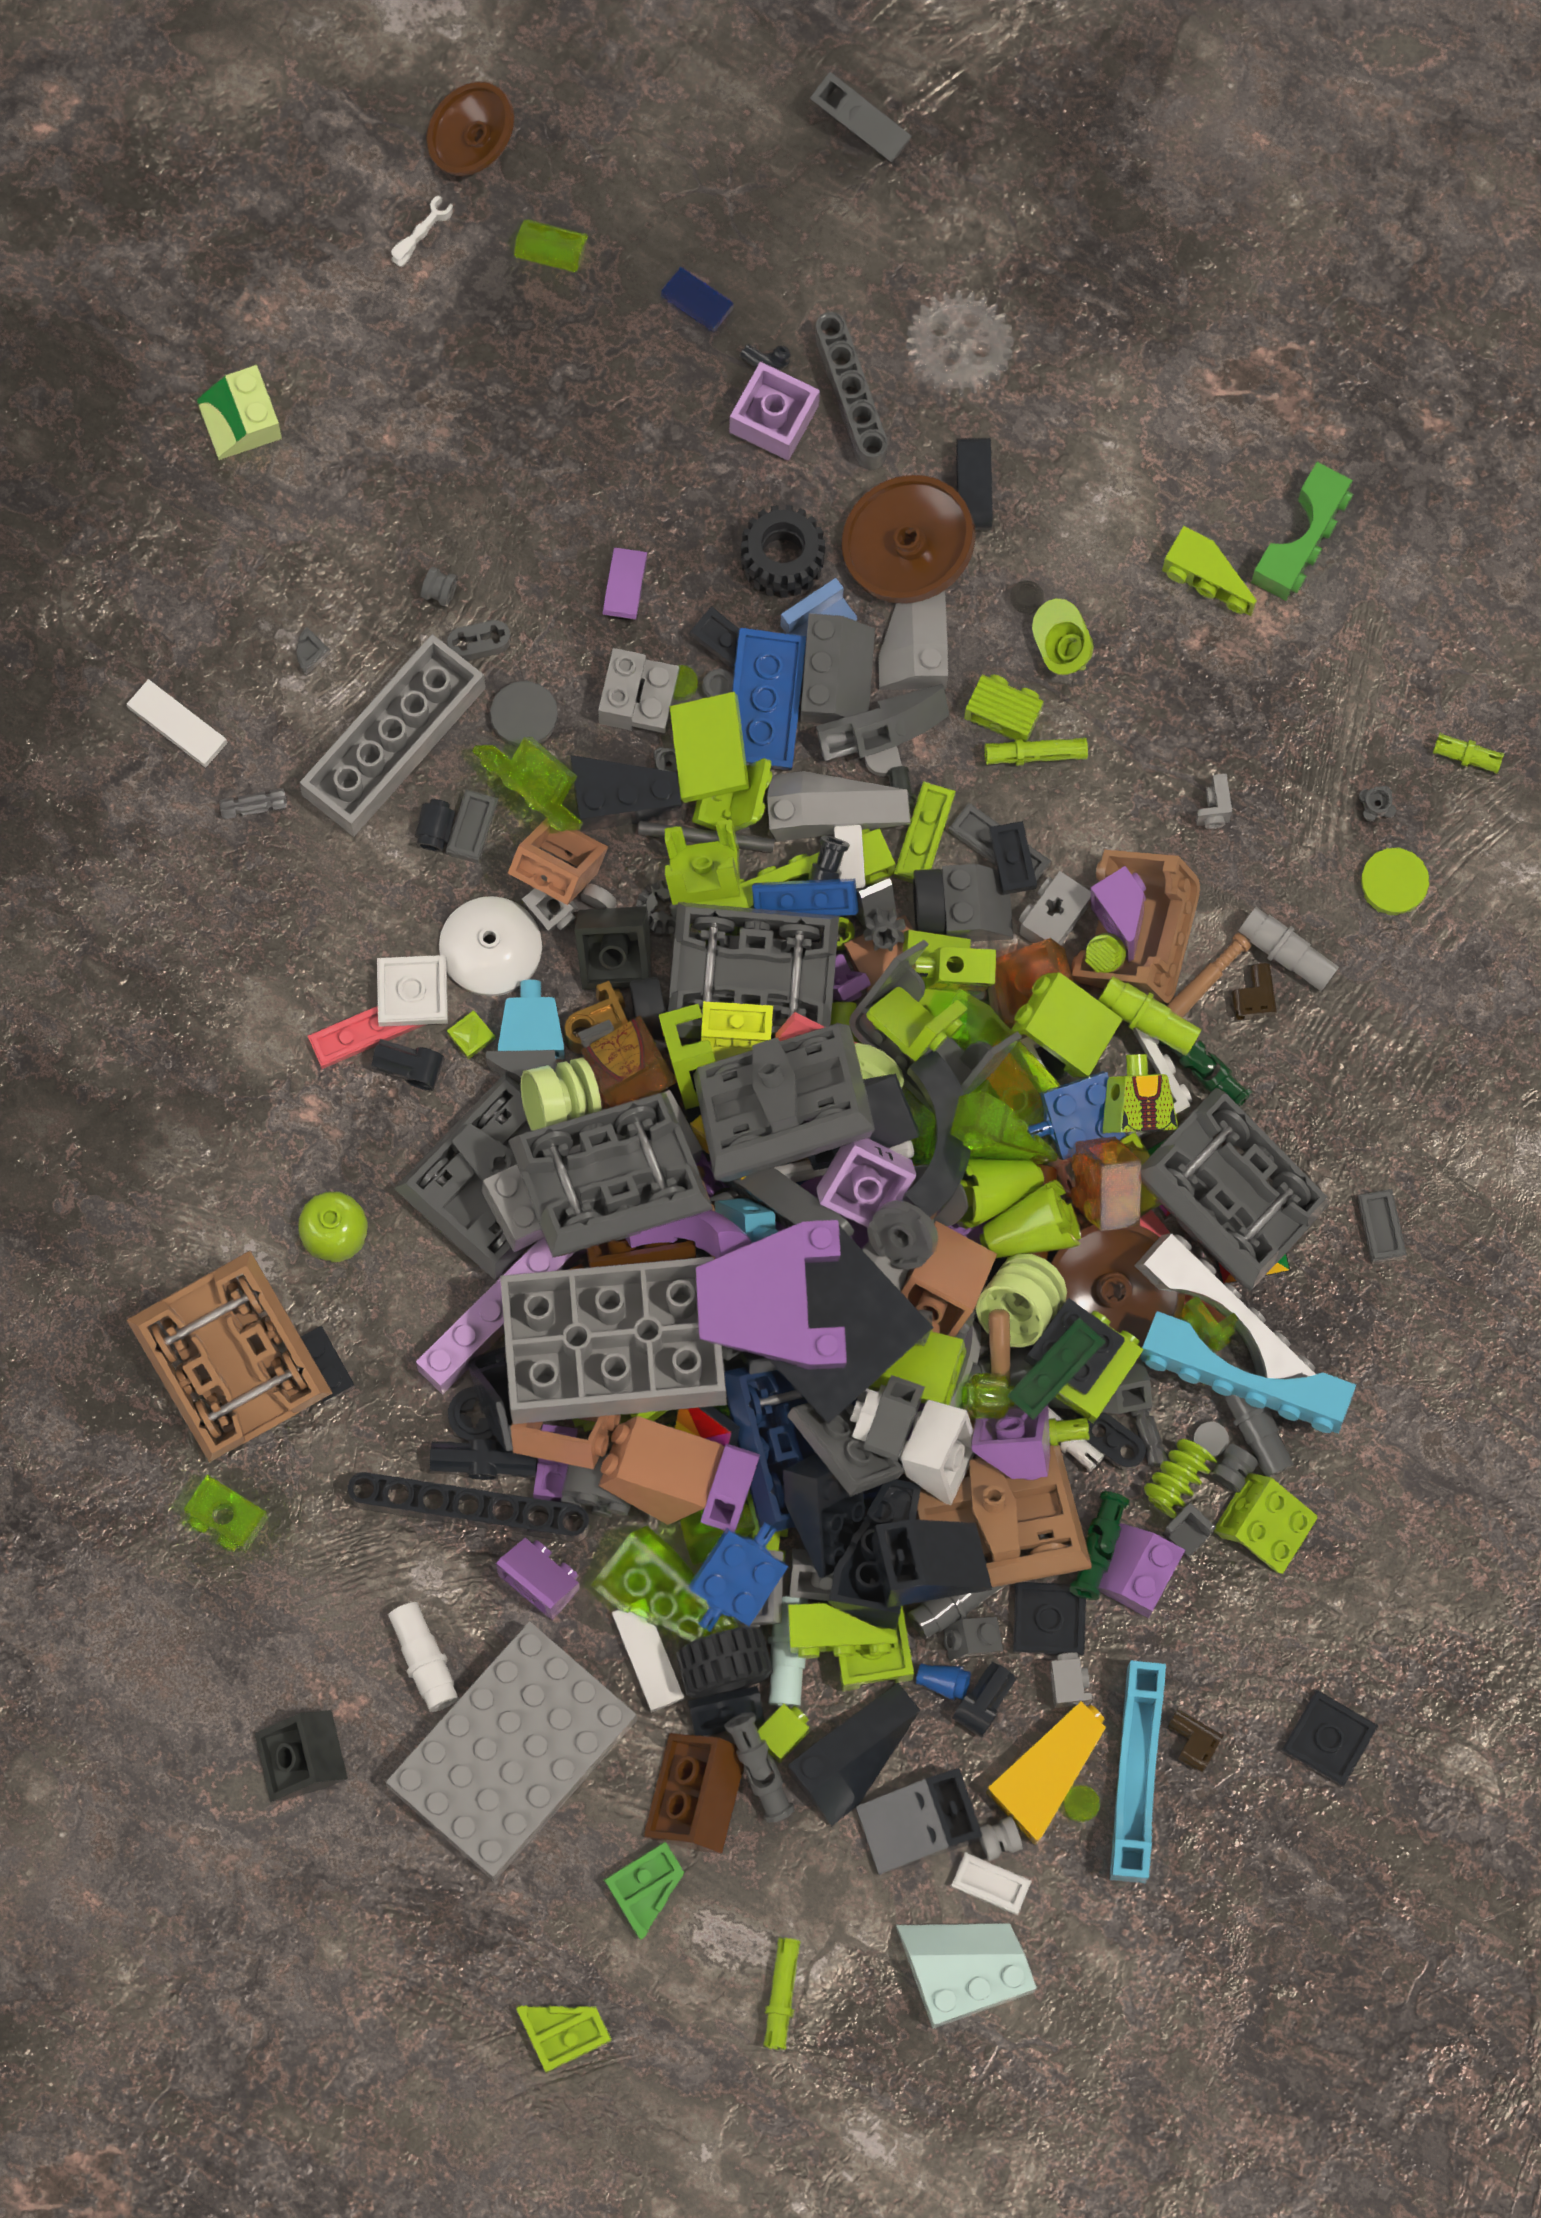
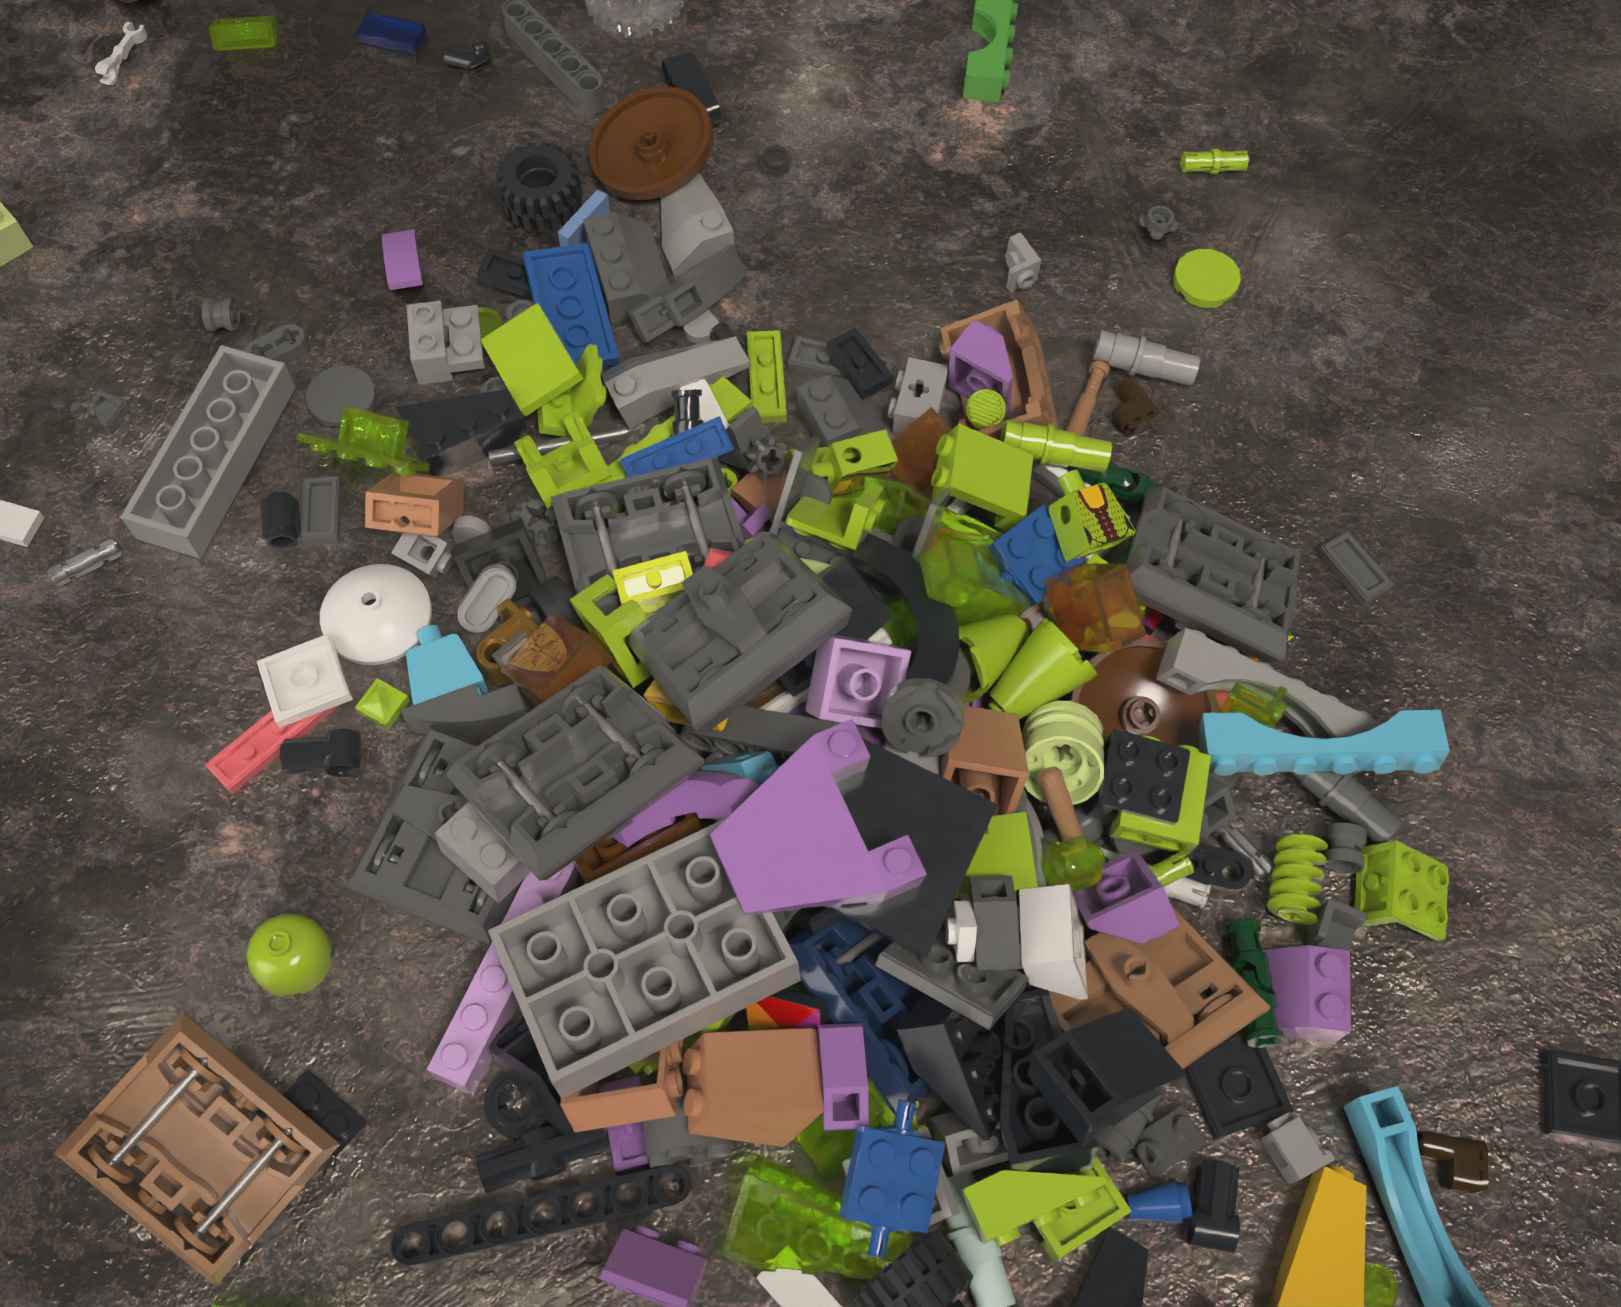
camera: 20 degrees left, 10 degrees down
(559, 1095) = (478, 716): yellowish green wheel -> none
(590, 970) = (479, 606): none -> light grey tile
(774, 411) = (489, 84): lavender brick -> none
(929, 901) = (796, 418): black tyre -> none
(1004, 708) = (795, 250): lime brick -> none
(1031, 751) = (826, 279): lime pin -> none
(1056, 1368) = (1138, 805): dark green tile -> none
(1062, 637) = (823, 174): lime piece -> none
(1203, 566) = (921, 92): lime slope -> none
(1212, 1437) = (1306, 823): light grey tile -> none

